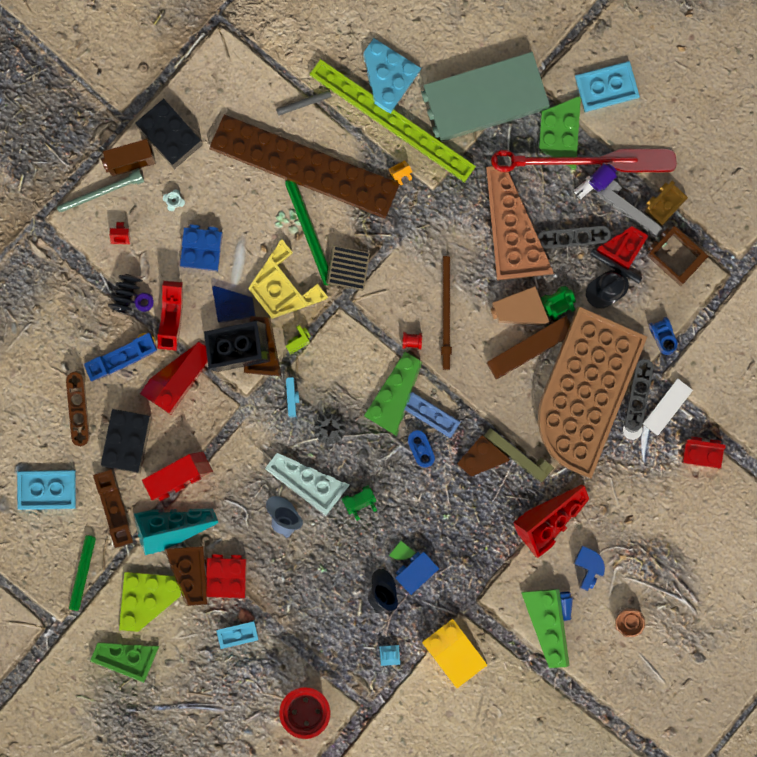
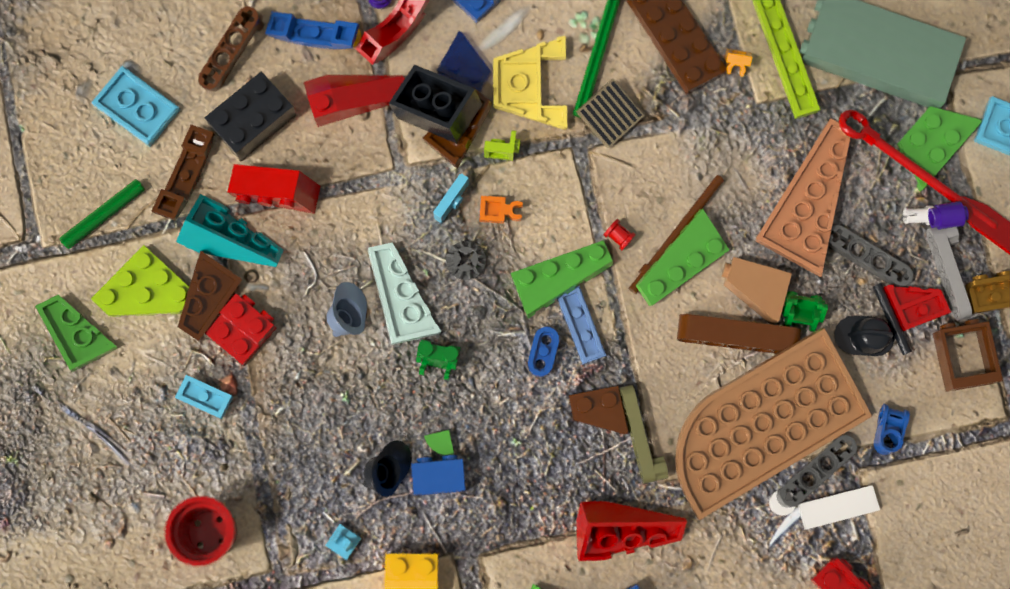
camera: 35 degrees right, 5 degrees down
(324, 383) = (495, 210): none -> orange plate
(464, 318) = (685, 257): none -> bright green wing

